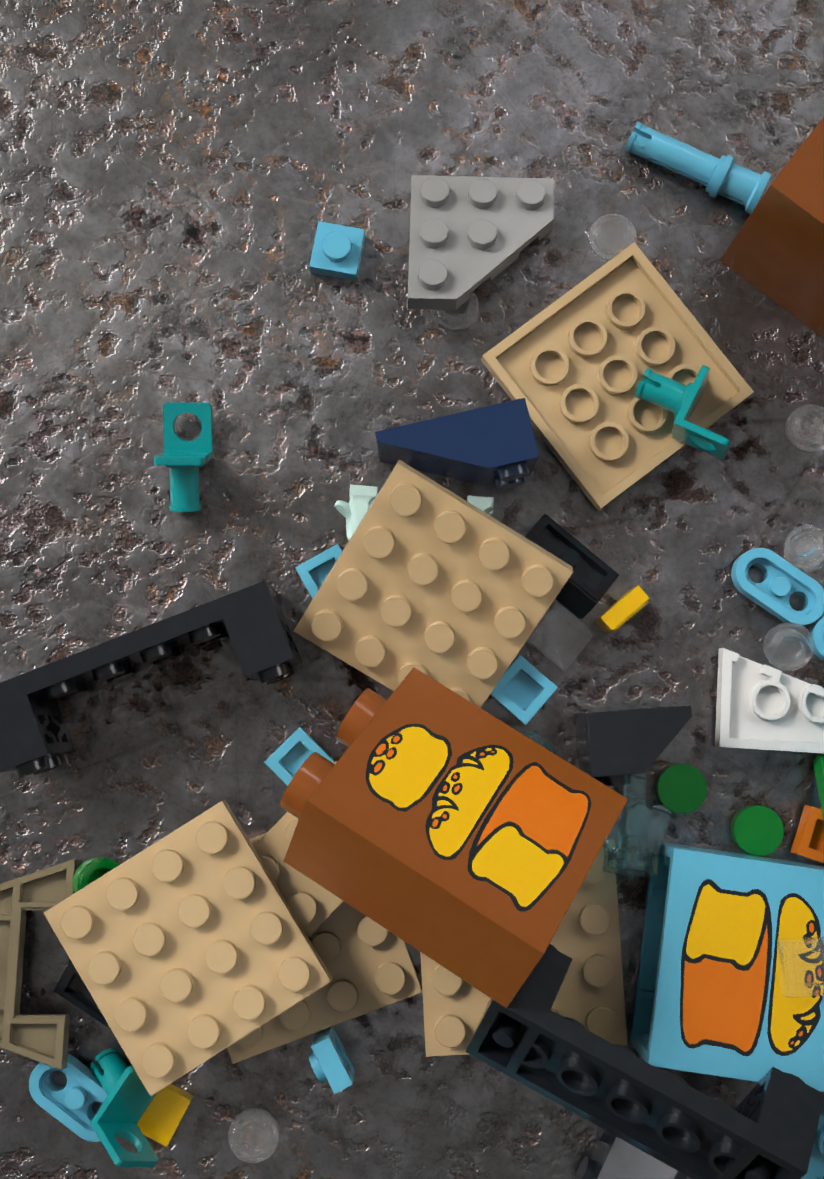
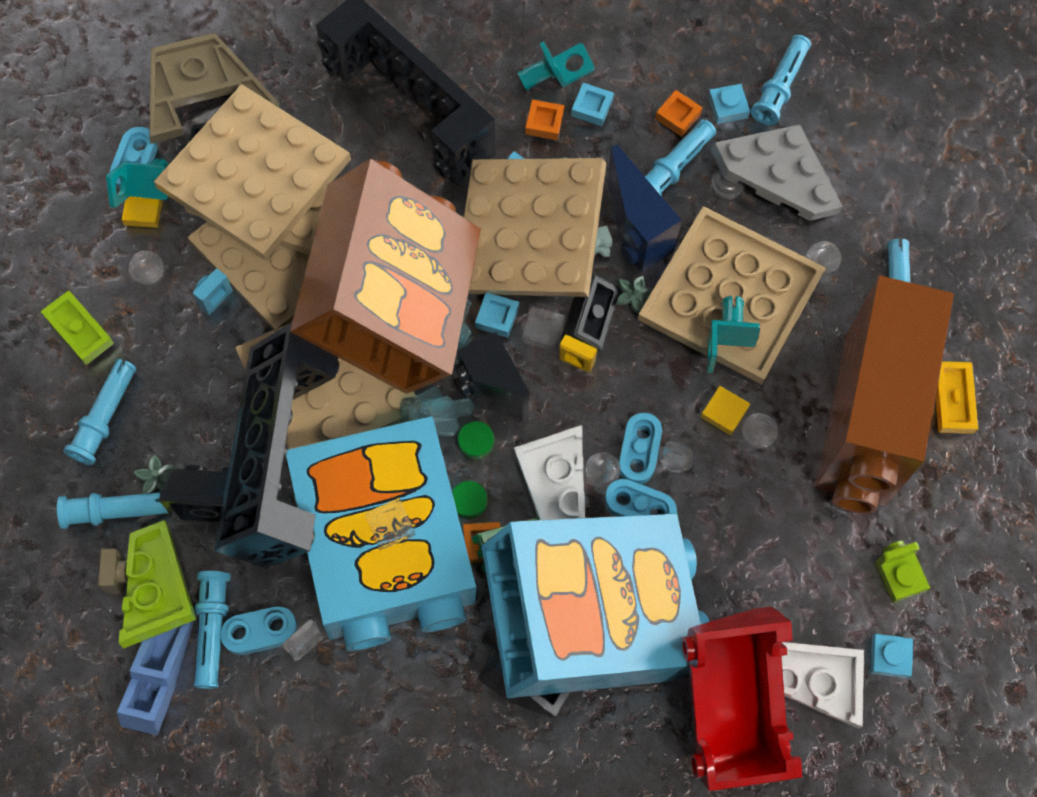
camera: 65 degrees right, 15 degrees down
(260, 504) = (544, 119): none -> orange plate
(264, 430) = (592, 104): none -> medium azure plate
(327, 323) = (678, 113): none -> orange plate
(348, 179) = (776, 90): none -> medium azure pin
(405, 376) = (667, 169): none -> medium azure pin
(561, 499) = (633, 293): none -> sand green plant
(766, 457) = (725, 410): none -> yellow tile

